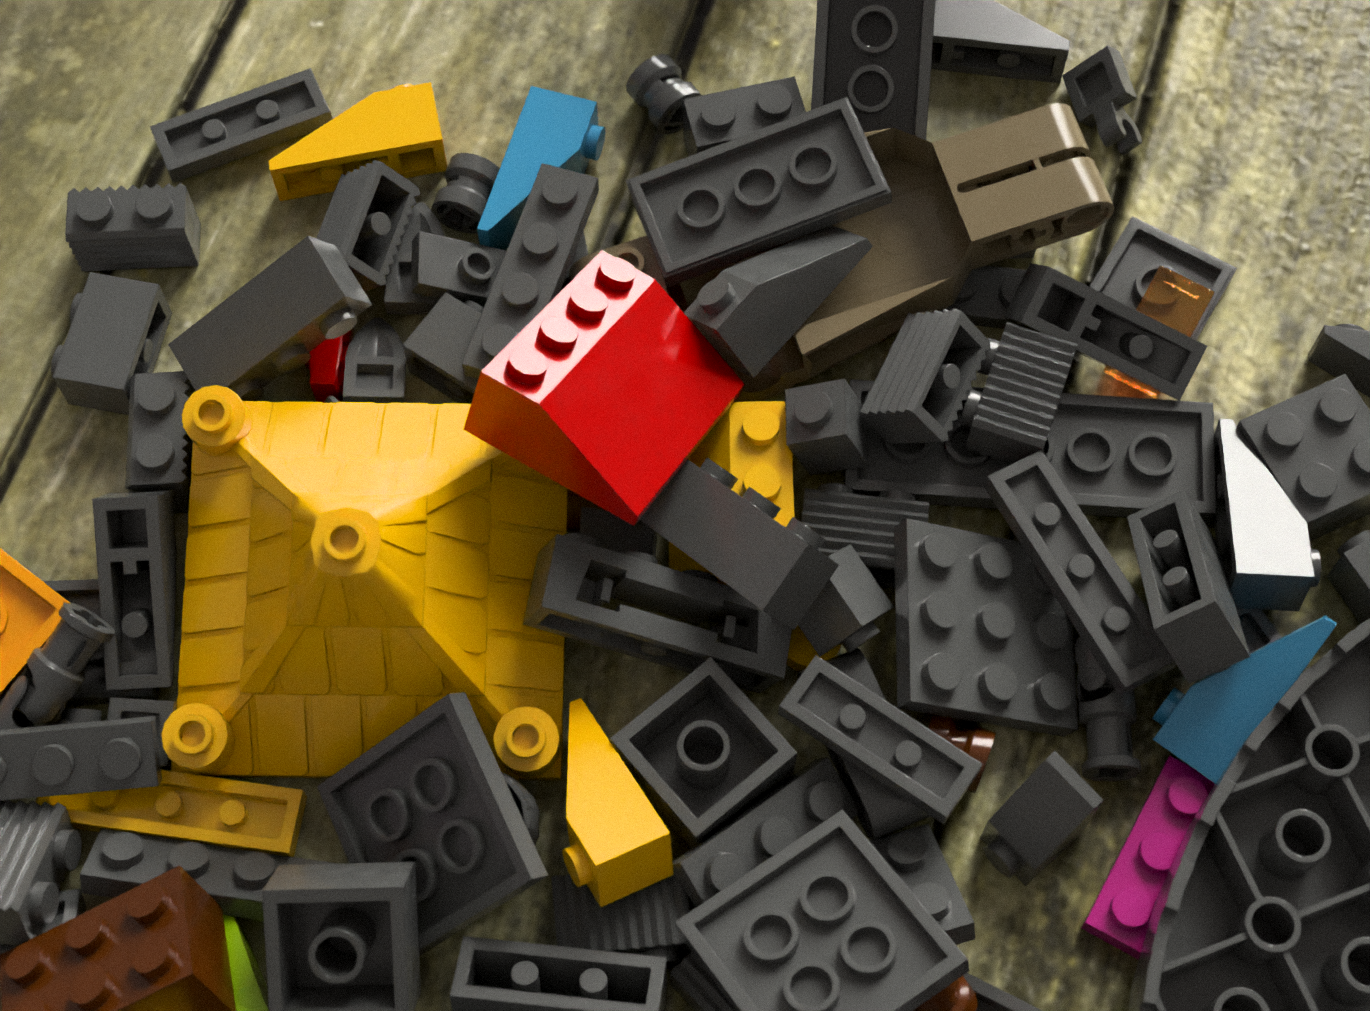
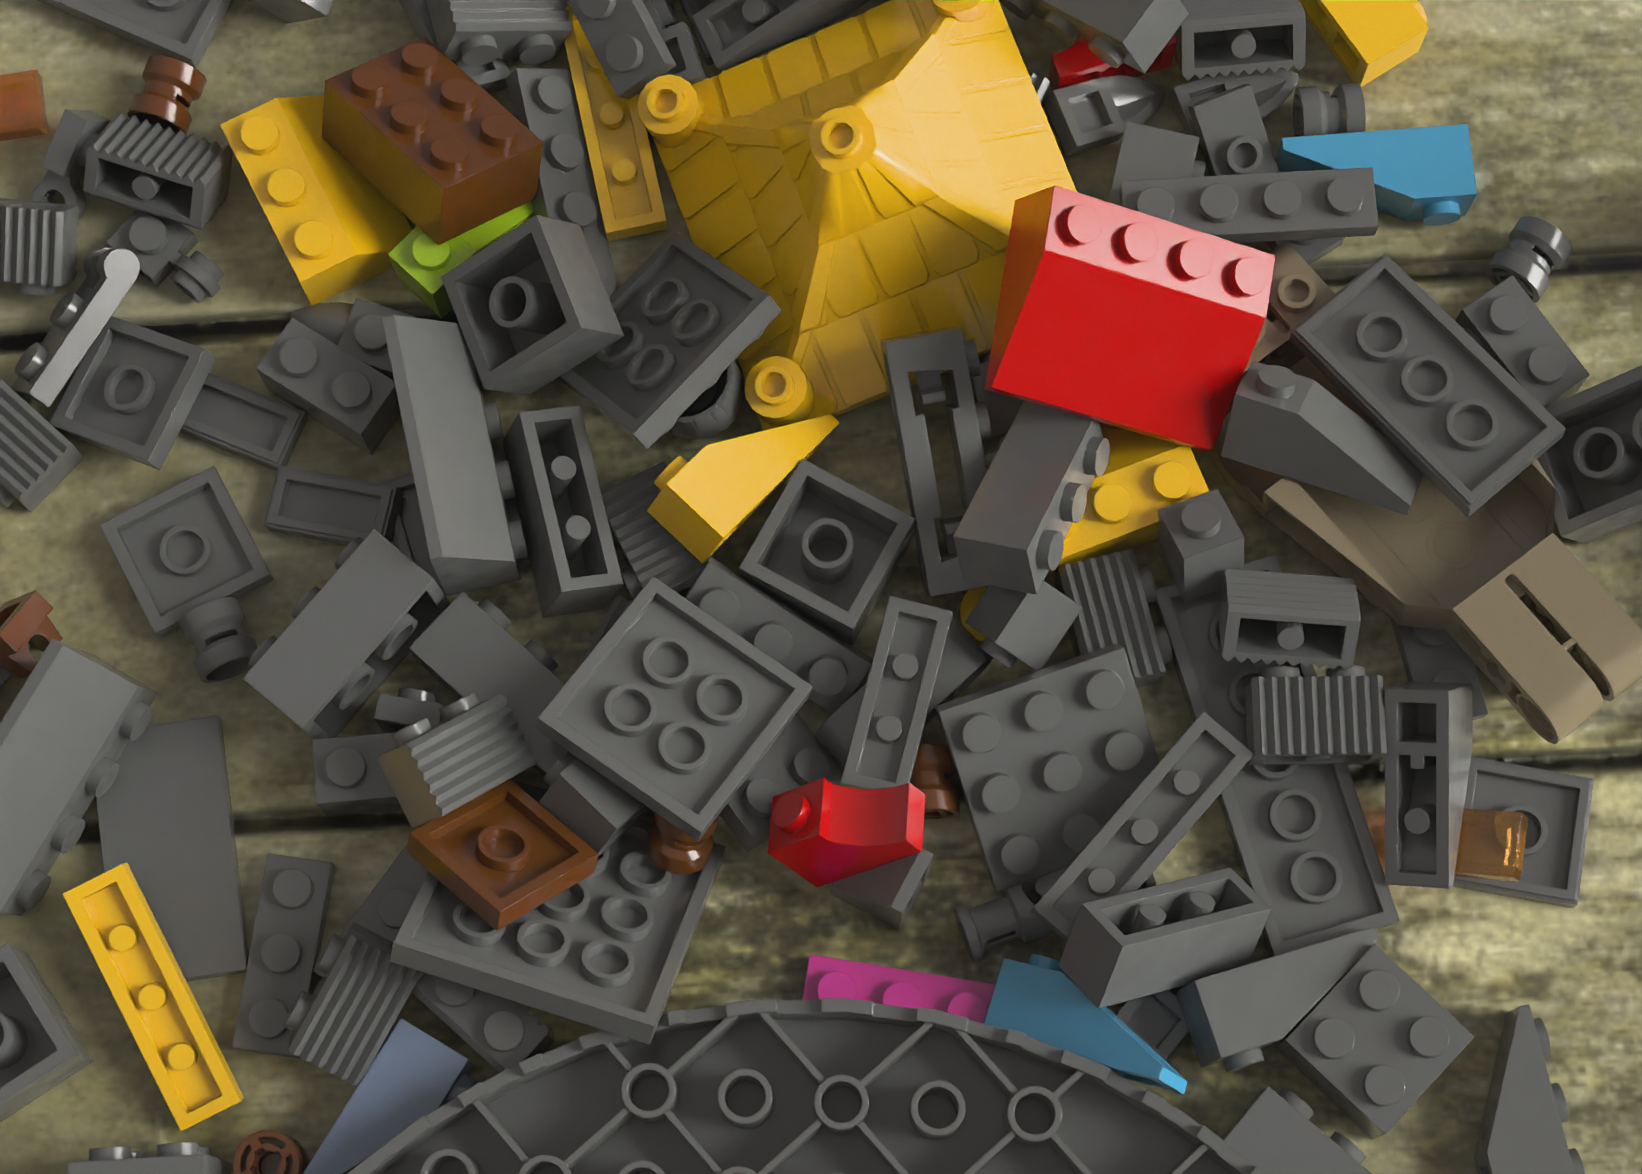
camera: 70 degrees right, 10 degrees up
(995, 831) = (843, 831): none -> red arch

